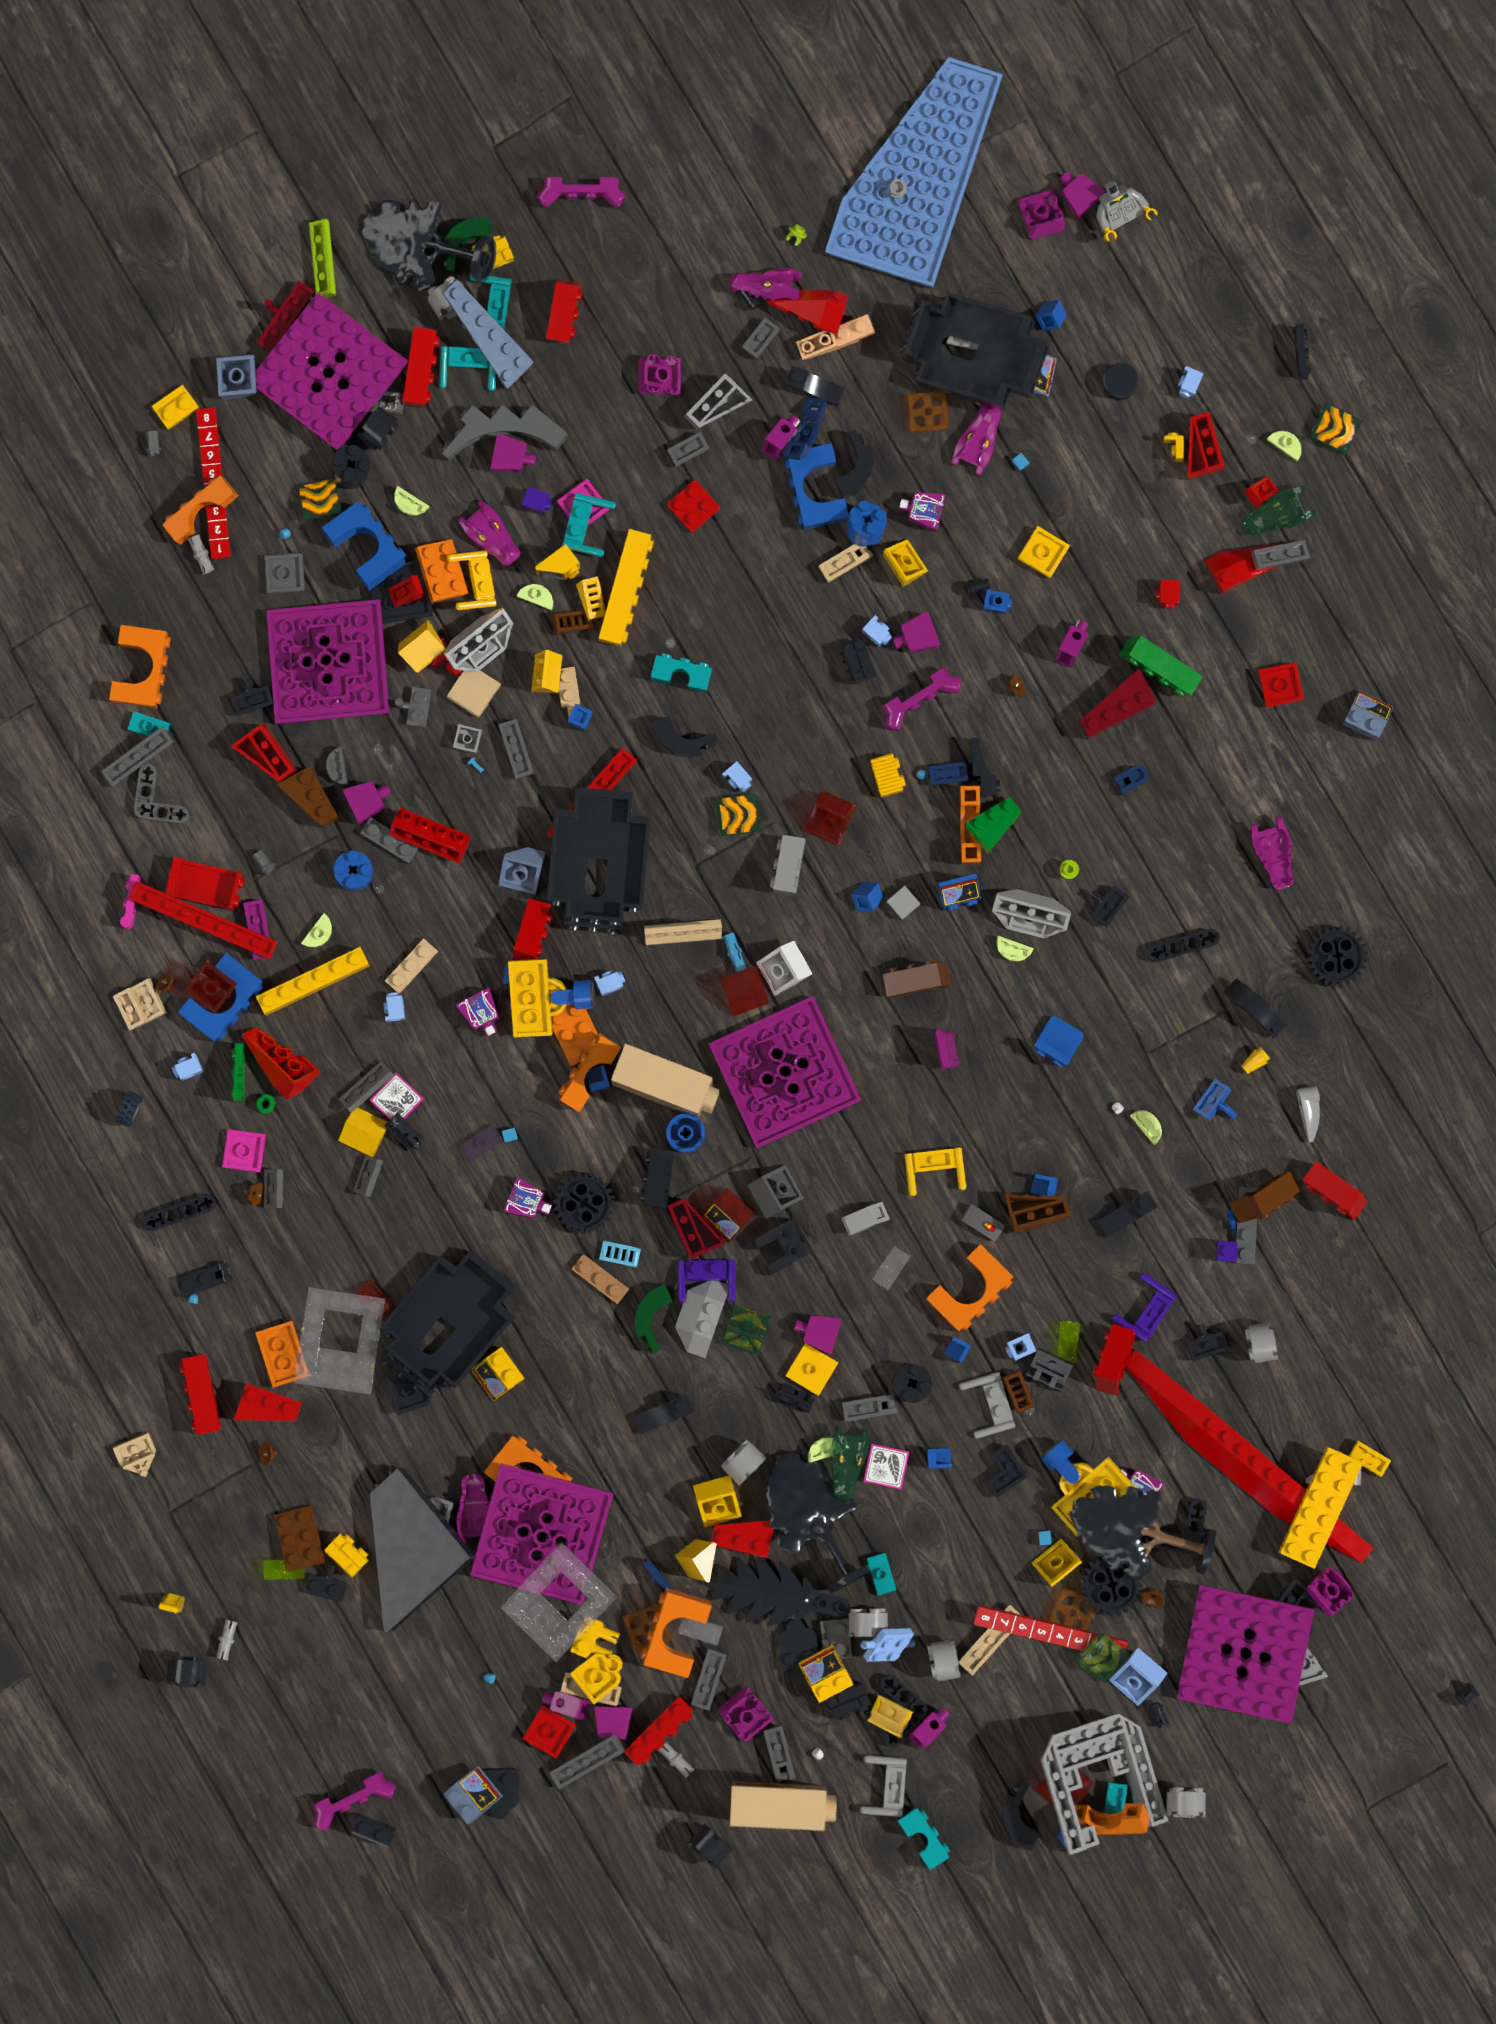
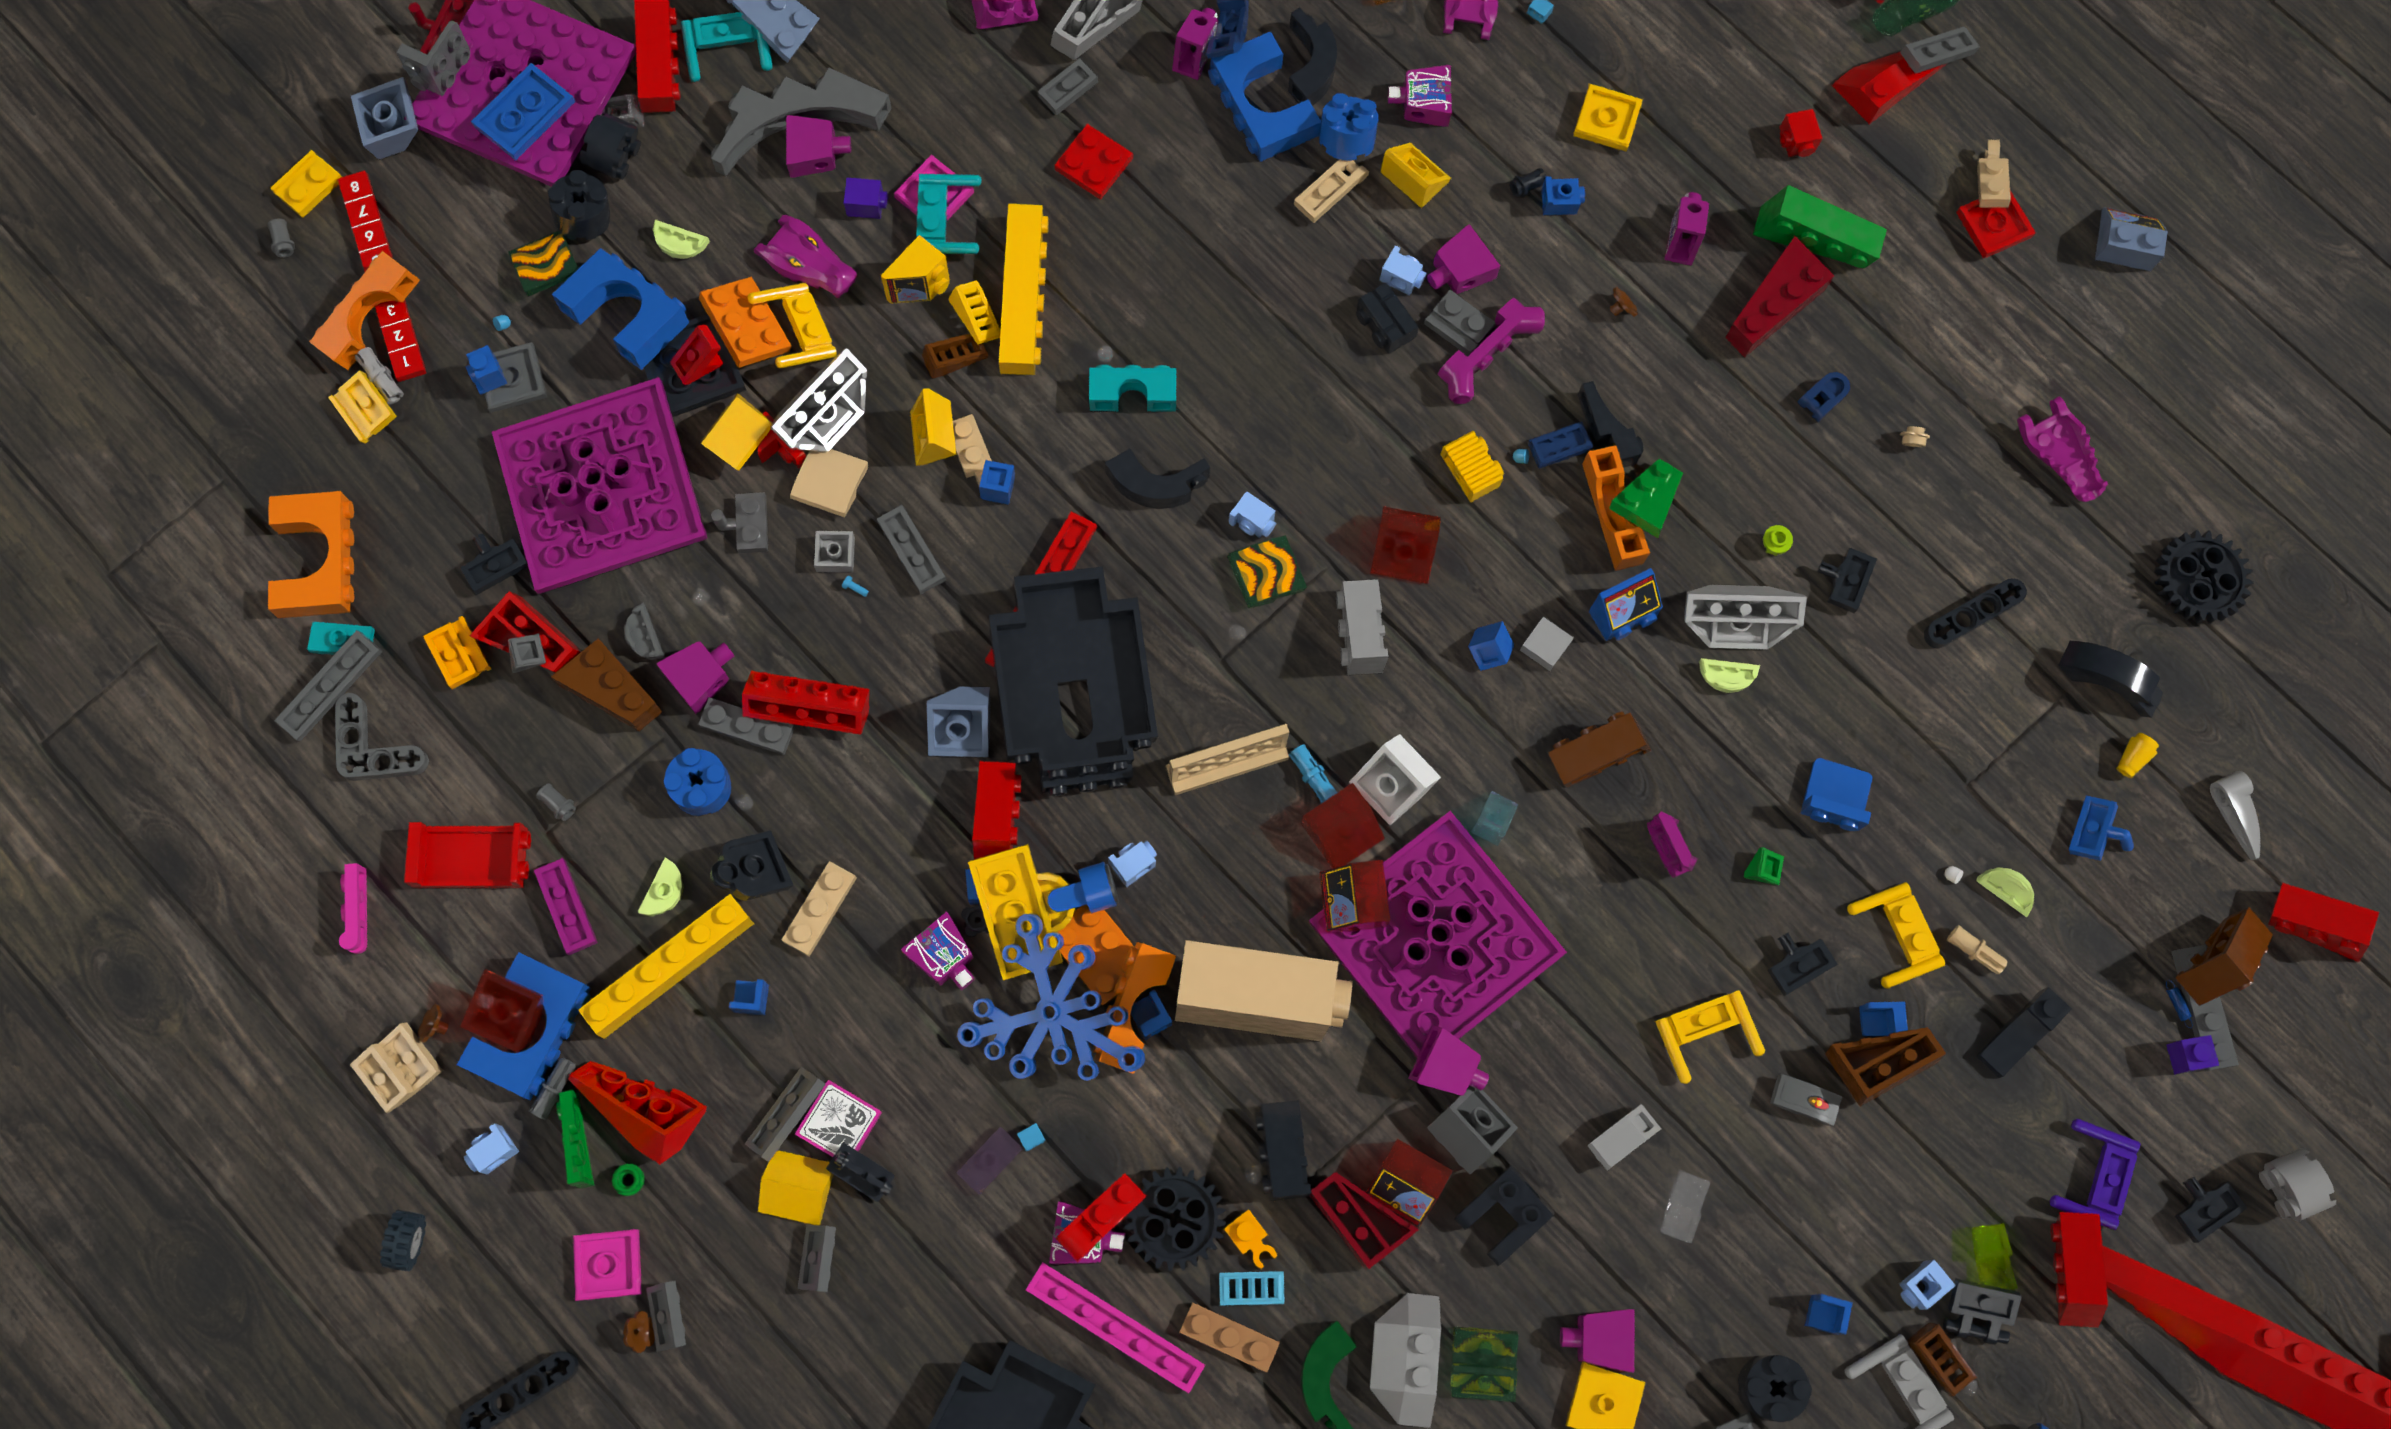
camera: 15 degrees left, 10 degrees down
(187, 574) = (362, 407): none -> yellow plate
(202, 920) = (471, 910): red tile -> none
(219, 752) = (456, 652): none -> light orange plate
(230, 1039) = (550, 1091): none -> dark grey axle
(264, 767) = (526, 653): none -> dark grey slope
(270, 569) = (485, 370): none -> blue brick
(279, 360) = (438, 68): none -> dark grey bracket
(327, 398) = (523, 111): none -> blue plate
(359, 1011) = (750, 997): none -> blue panel
(375, 932) = (751, 867): none -> black plate
(394, 1007) = (805, 978): light blue brick -> none
(534, 1257) = (1115, 1327): none -> dark pink plate
(537, 595) = (894, 328): yellowish green plate -> none
(540, 1192) = (1100, 1217): none -> red plate
(555, 1080) = (1082, 1030): none -> blue plant
(625, 1223) = (1247, 1235): none -> light orange plate
(693, 1125) = (1317, 1052): blue brick -> none
(706, 1271) = (1396, 1283): dark purple plate -> none
(738, 1036) = (1355, 897): none -> slope
(769, 1151) = (1448, 1064): none -> magenta torso
(840, 1006) = (1495, 818): none -> clear light blue slope
(906, 674) = (1459, 323): none -> dark grey plate
(995, 1279) = (1853, 1186): orange arch -> none
(1001, 1076) = (1765, 867): none -> green slope
(1003, 1141) = (1800, 964): none -> black plate
(1078, 1133) = (1909, 929): none -> yellow plate
(1116, 1157) = (1977, 950): none -> tan axle
(1179, 821) = (1914, 437): none -> tan plate
(1287, 655) = (1993, 178): none -> tan plate

